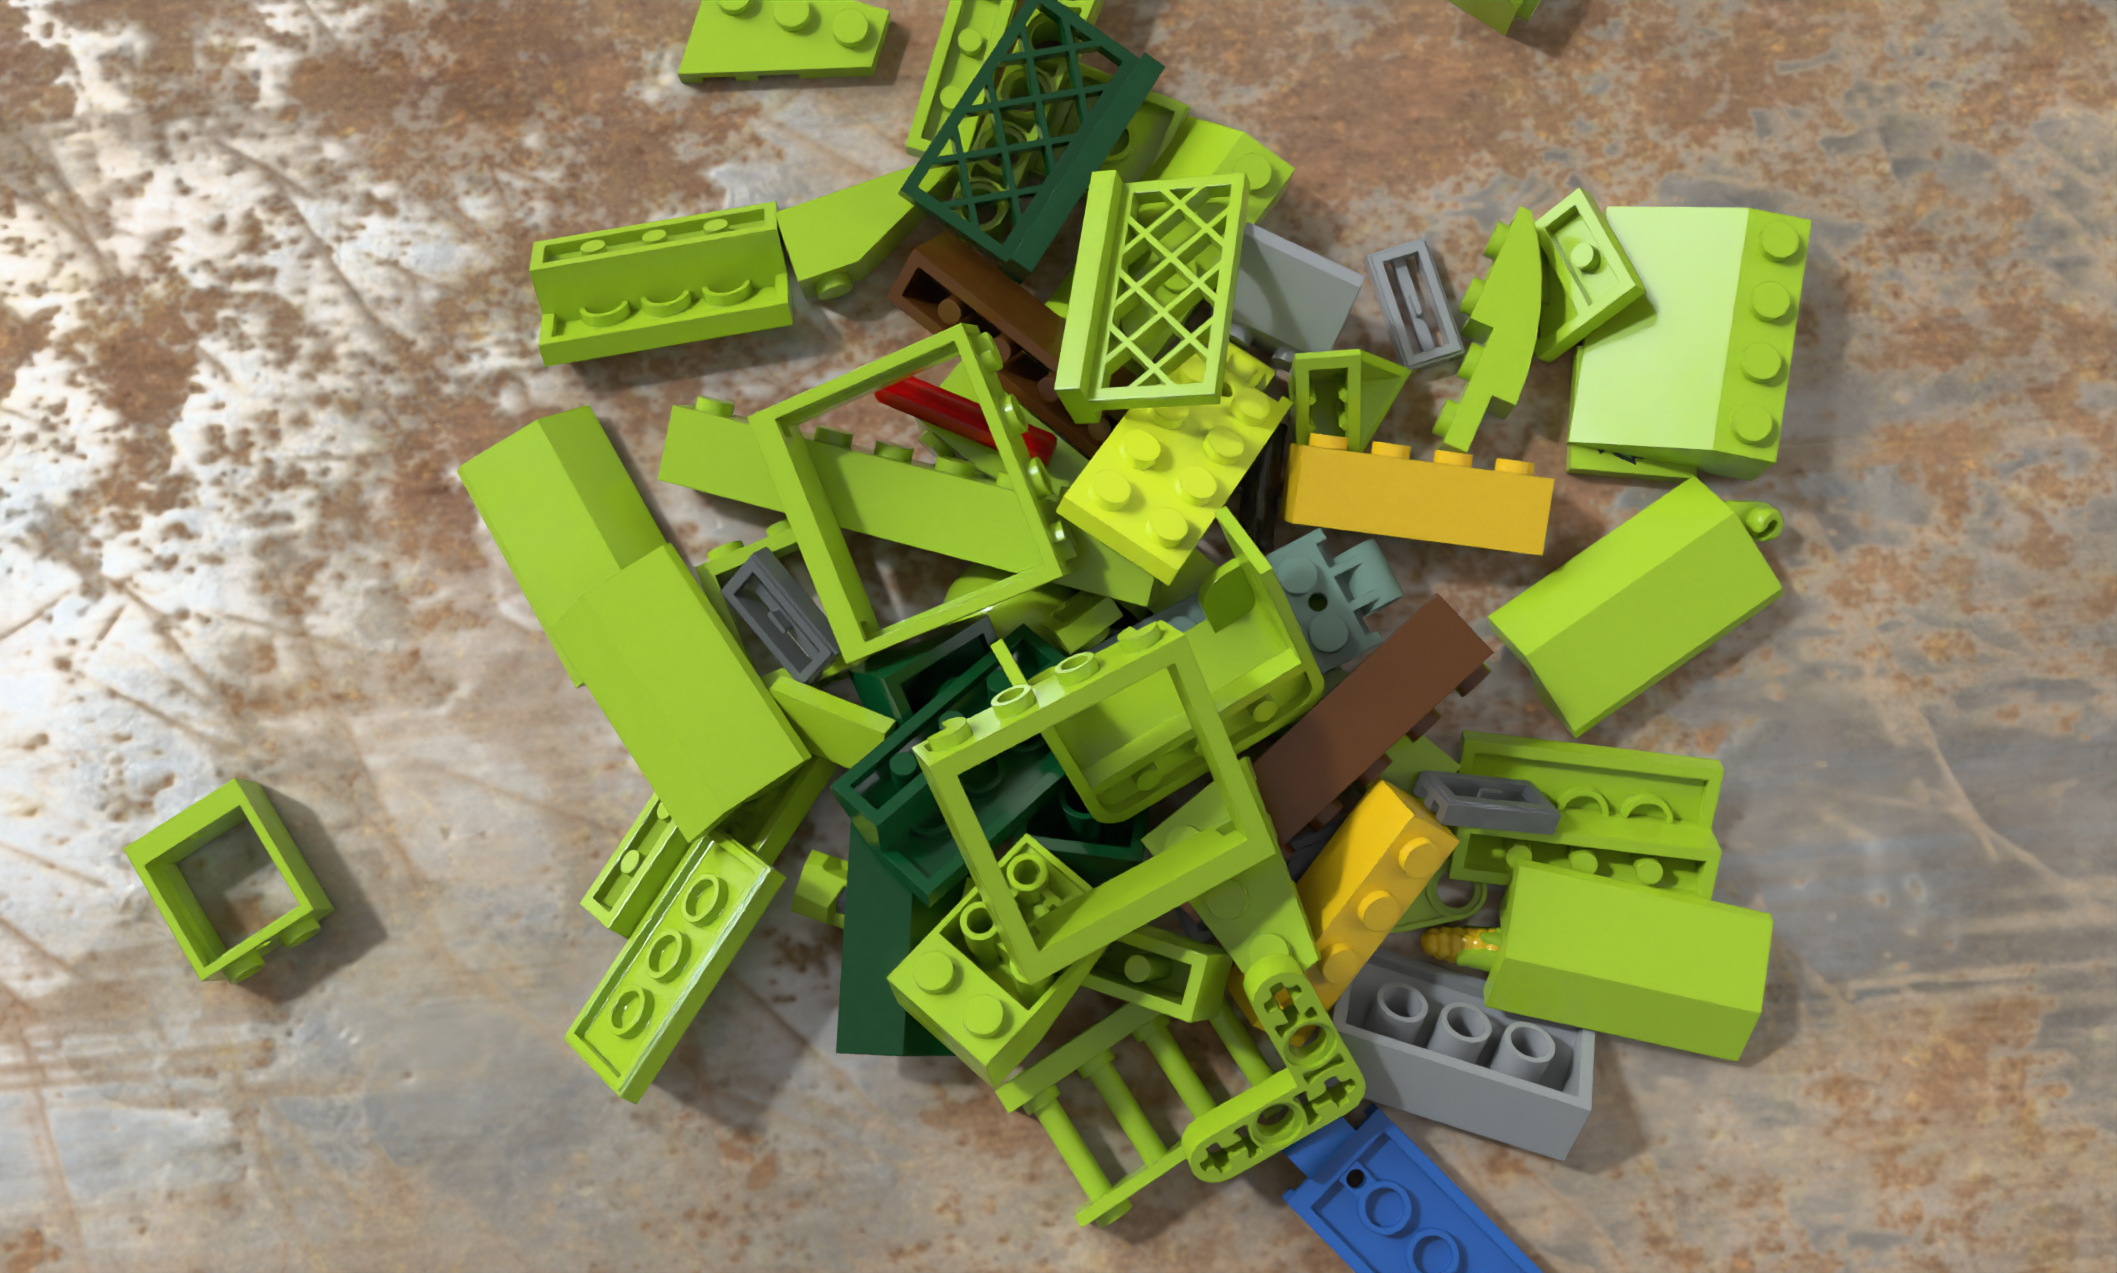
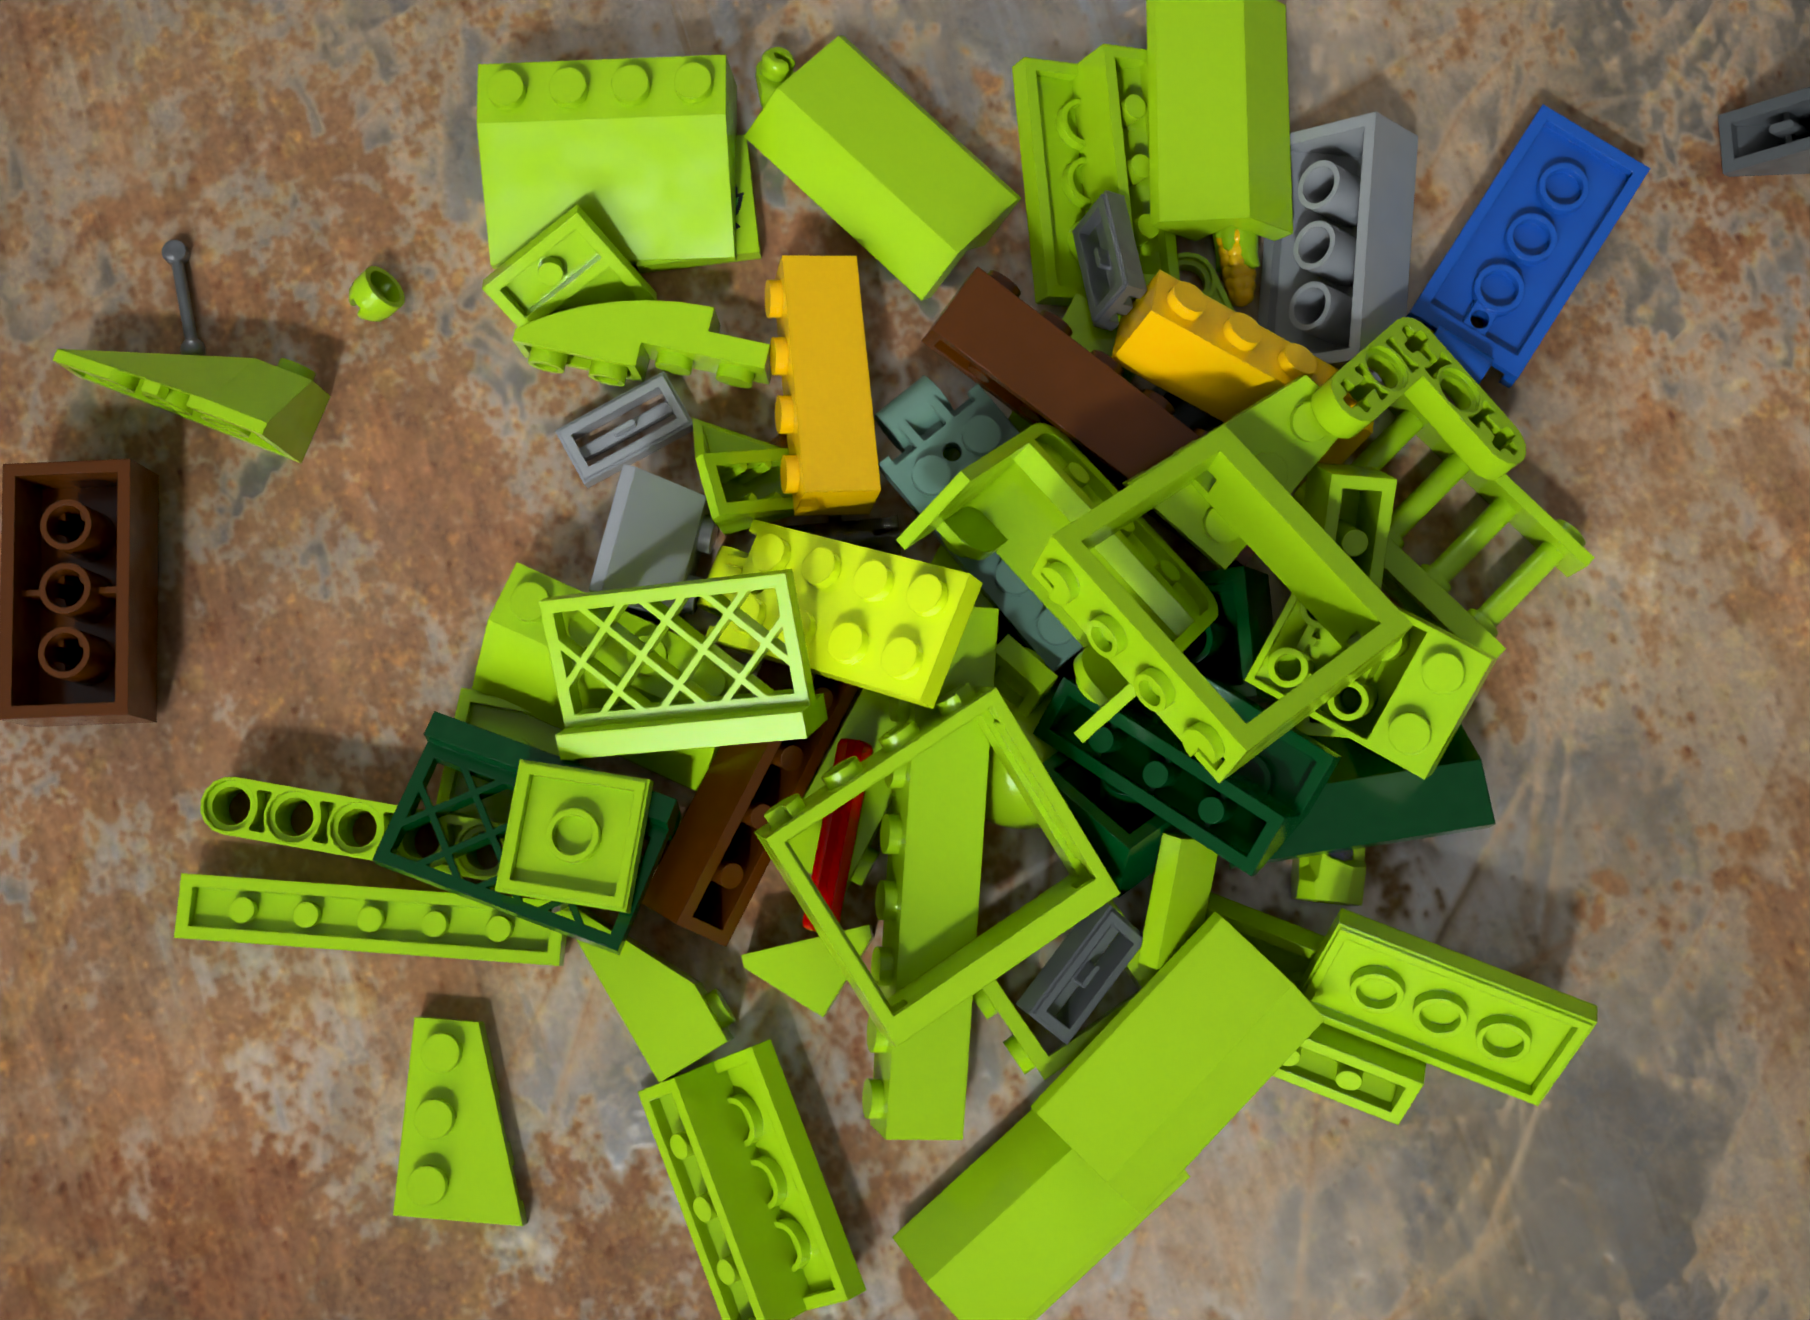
camera: 100 degrees left, 0 degrees up
(850, 349) = (806, 969): none -> lime slope
(1015, 169) = (574, 836): none -> lime tile
(1610, 90) = (376, 294): none -> lime hinge

